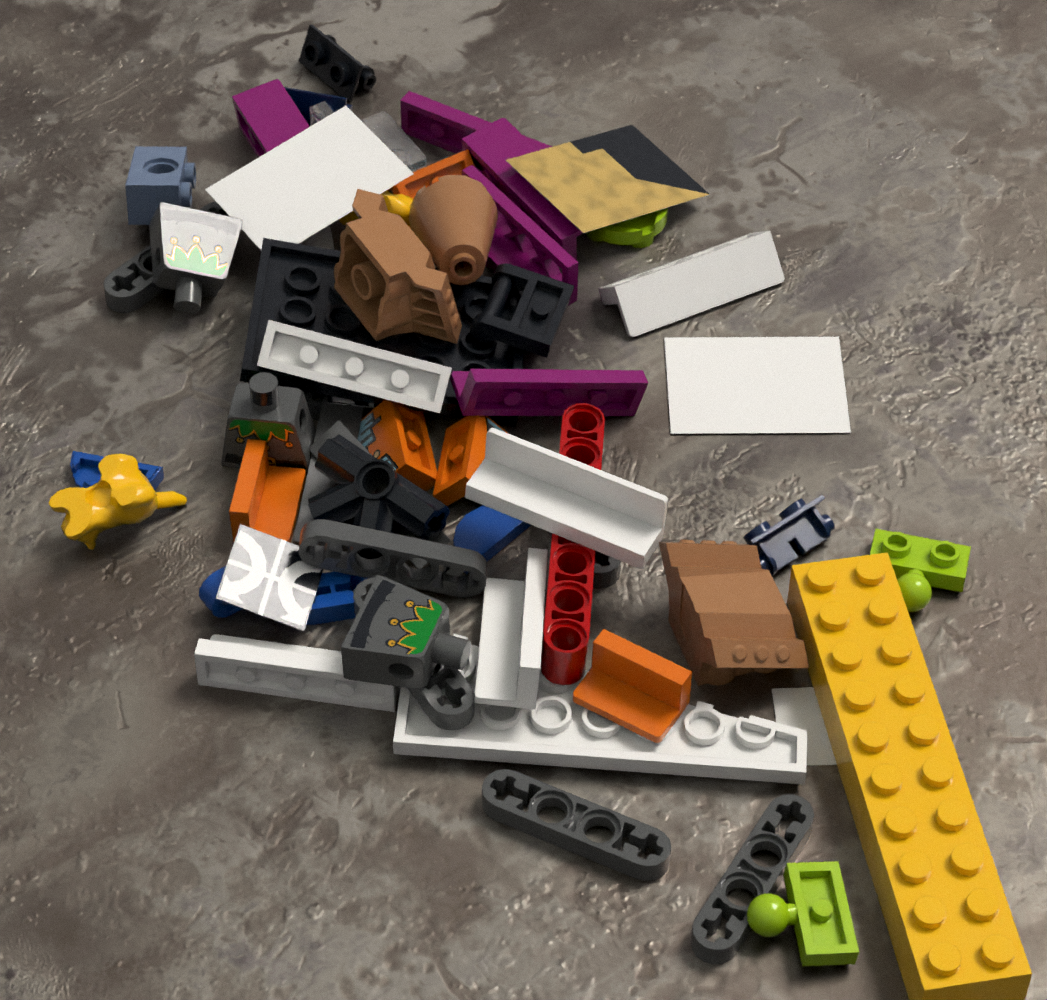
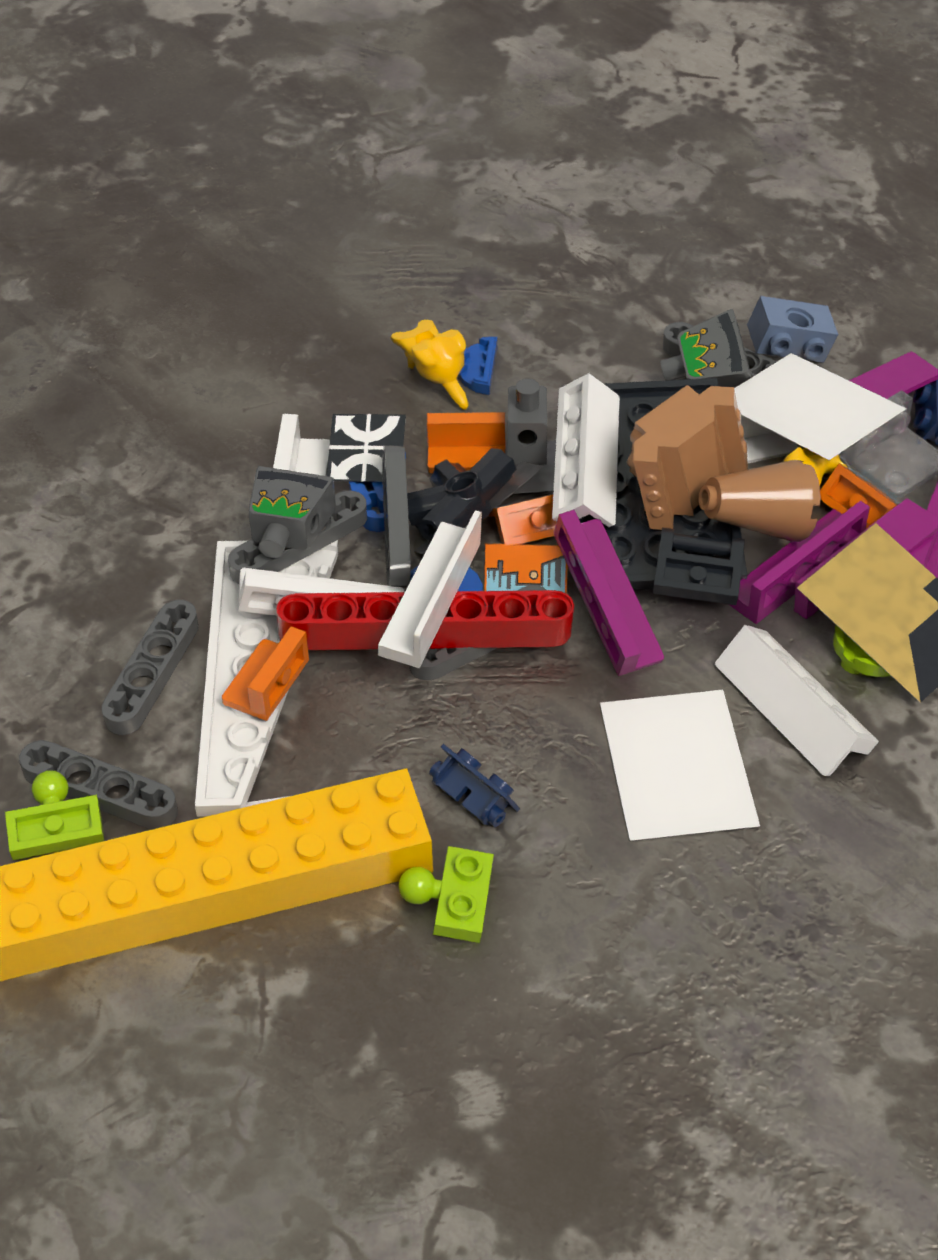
camera: 85 degrees right, 0 degrees up
(727, 611) = (356, 727): medium nougat slope -> none

